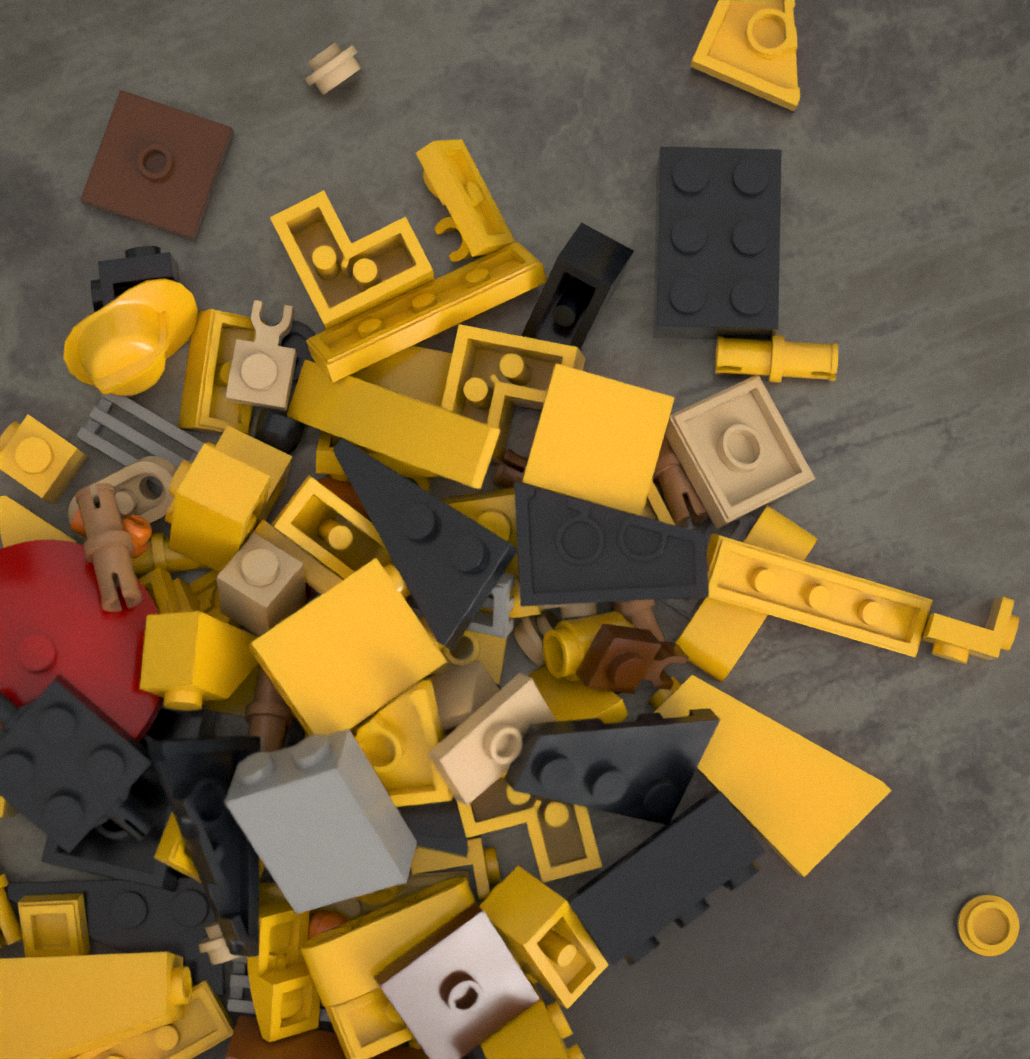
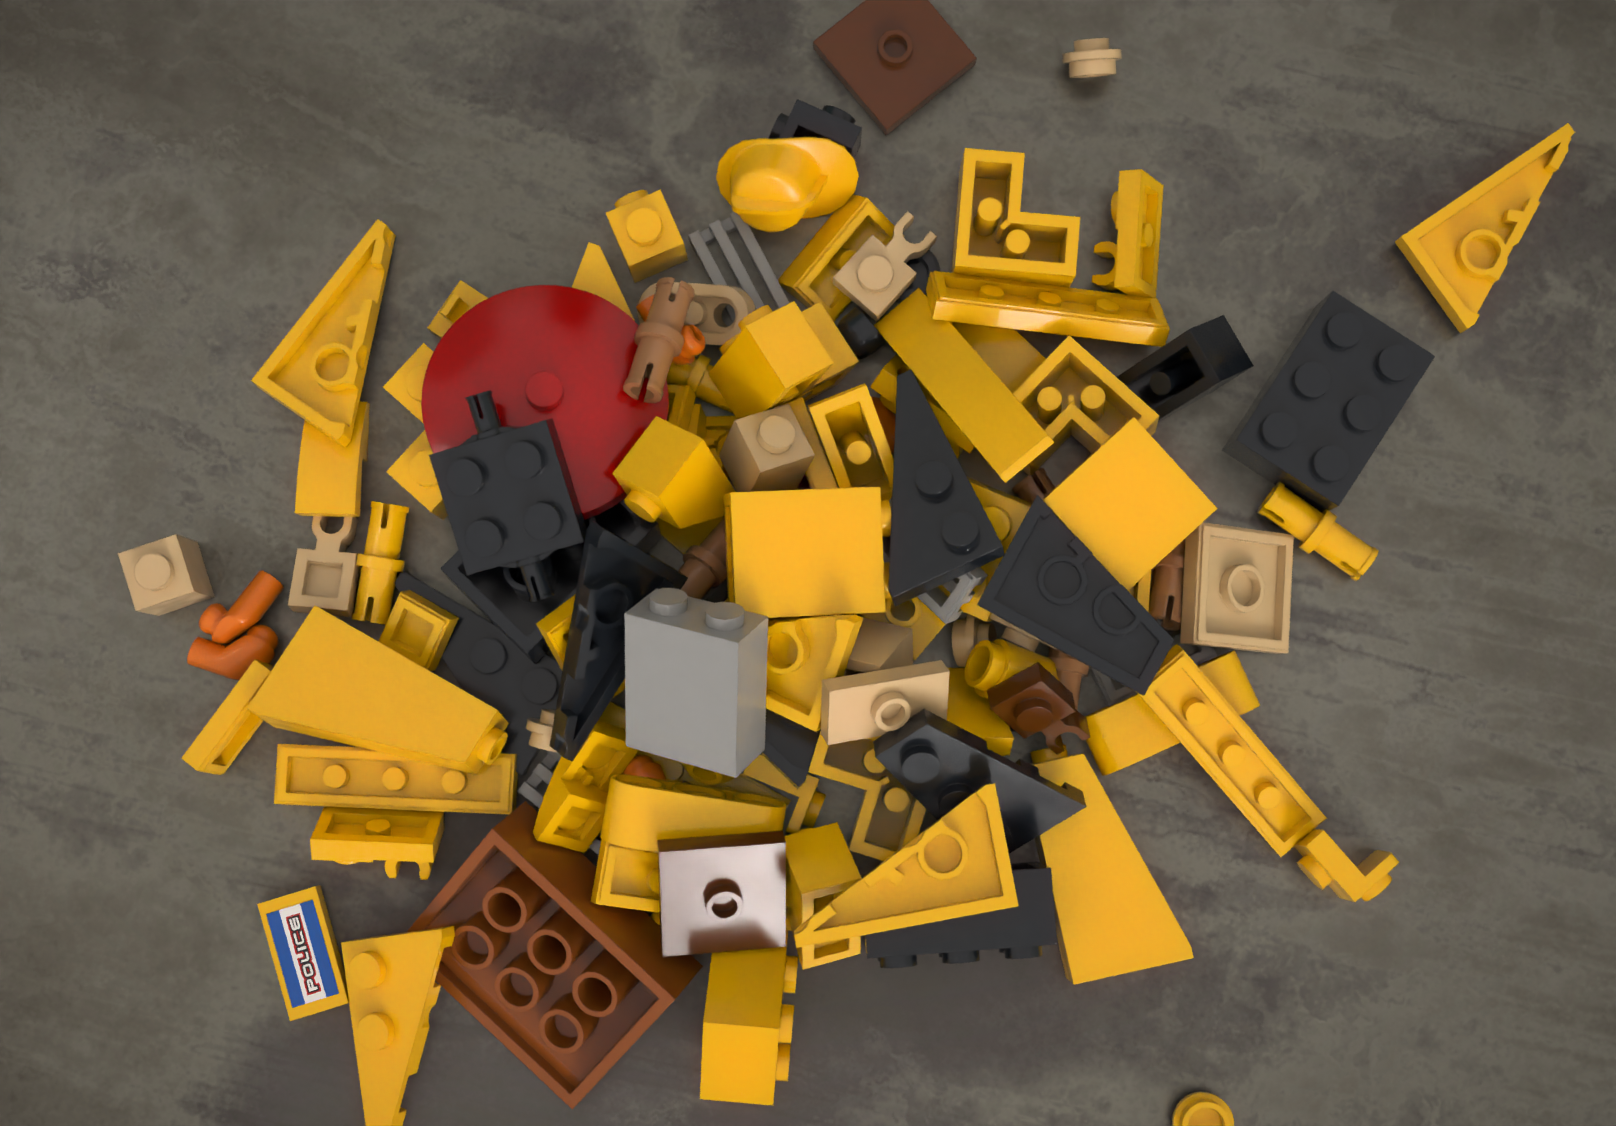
camera: 30 degrees right, 0 degrees up
(629, 856) = (942, 874): none -> yellow wing

